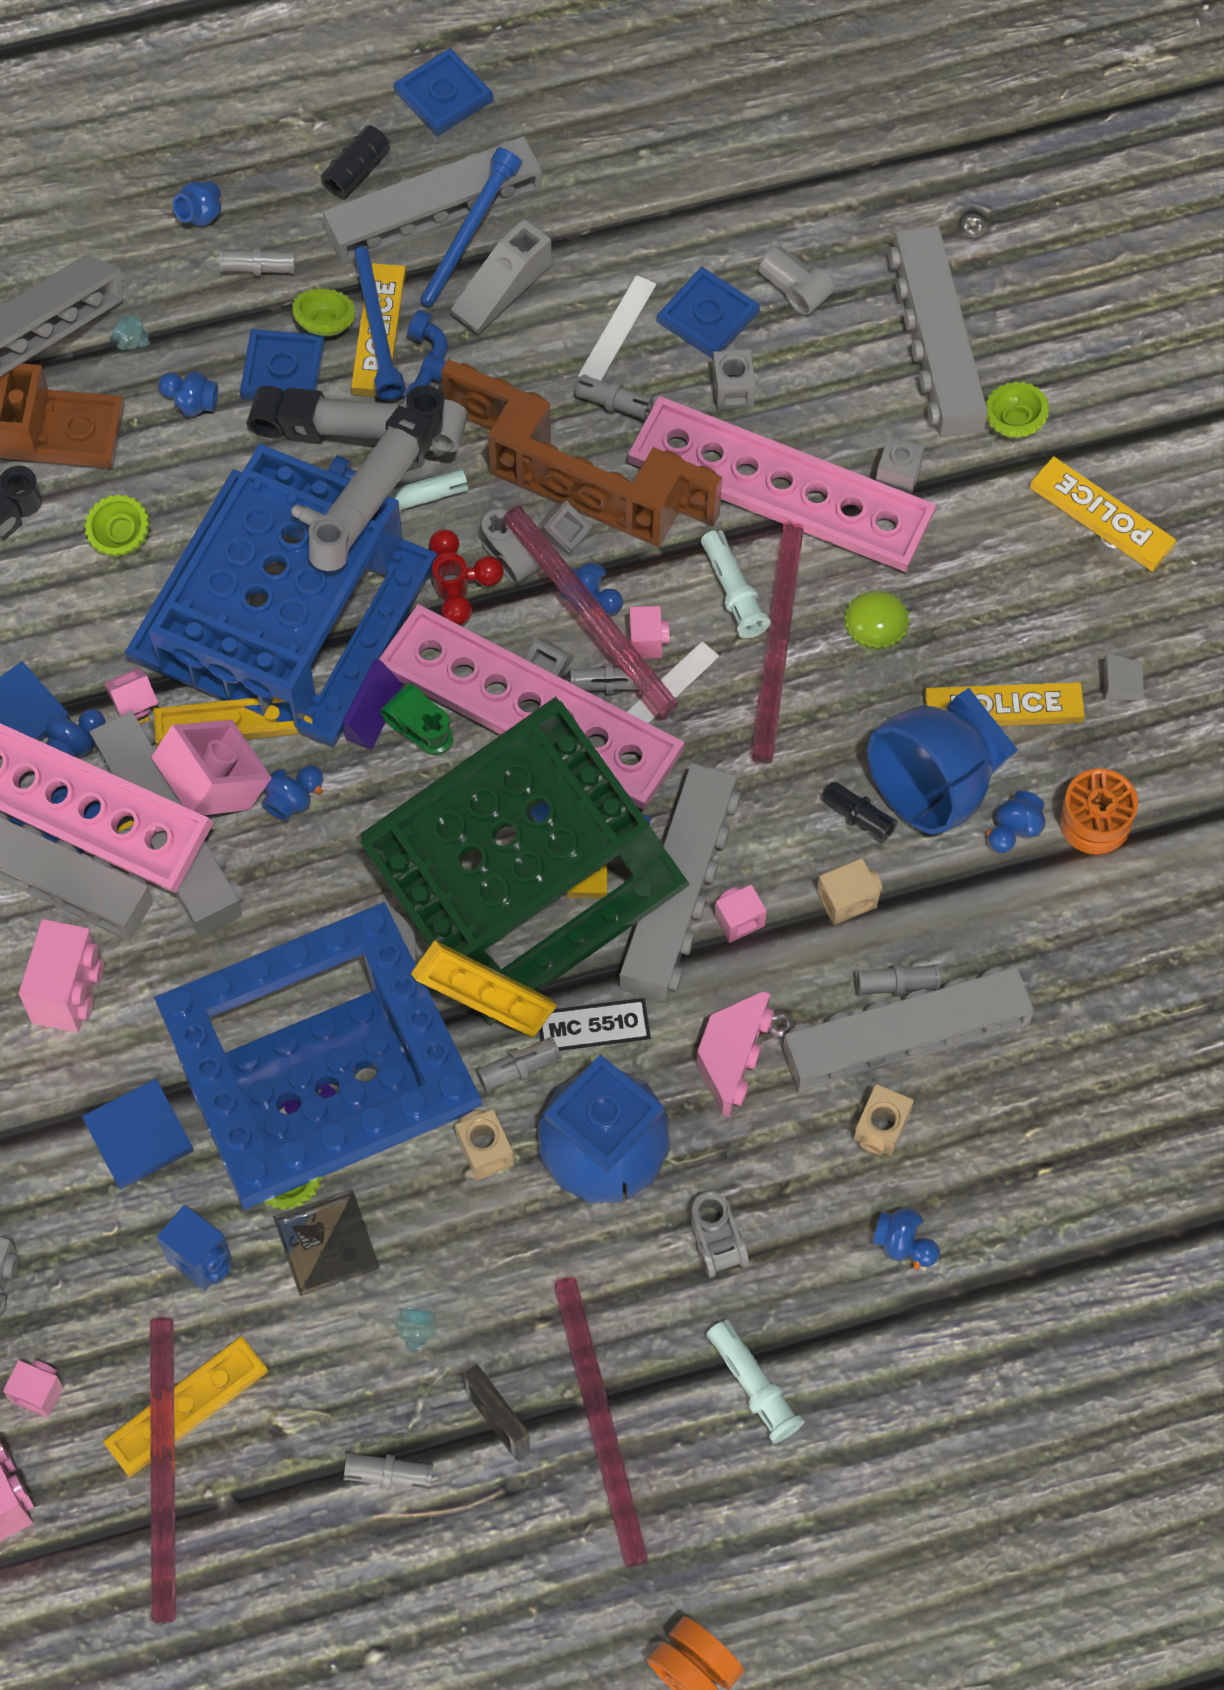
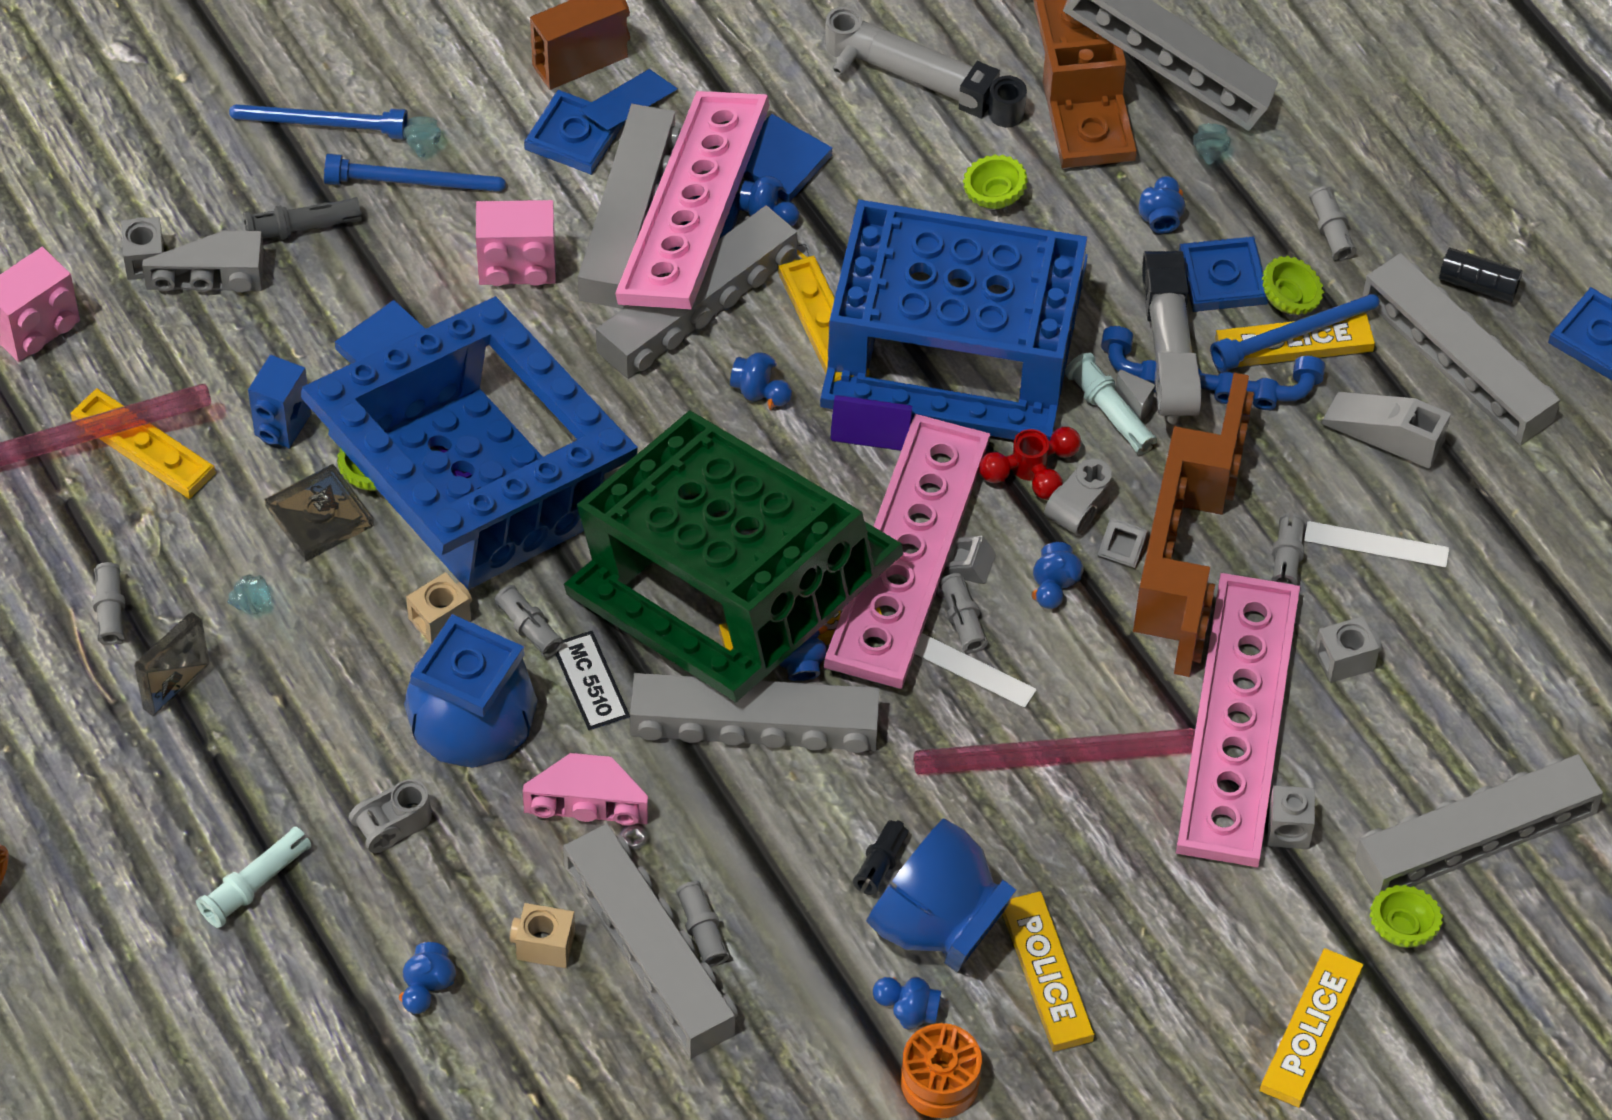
camera: 75 degrees right, 10 degrees down
(34, 1387) = (133, 325): bright pink plate -> none
(131, 693) = (820, 233): bright pink plate -> none
(198, 203) = (1378, 160): blue animal -> none
(211, 767) = (754, 302): bright pink brick -> none
(405, 440) = (1130, 346): light grey piece -> none
(419, 720) = (866, 464): green piece -> none
(483, 989) = (576, 552): yellow tile -> none
(503, 167) = (1507, 384): blue piece -> none
(591, 611) = (1020, 569): clear pink axle -> none
(601, 1423) = (190, 761): clear pink axle -> none
(648, 631) = (1022, 630): bright pink plate -> none
(708, 312) = (1425, 617): blue tile -> none
(739, 912) = (735, 770): bright pink plate -> none
(740, 597) = (1091, 704): light aqua pin -> none
(803, 286) = (1489, 690): light grey piece -> none
(849, 891) = (785, 860): tan brick -> none
(876, 620) = (1111, 838): lime hat -> none
(1122, 678) = (1113, 1075): light grey slope -> none

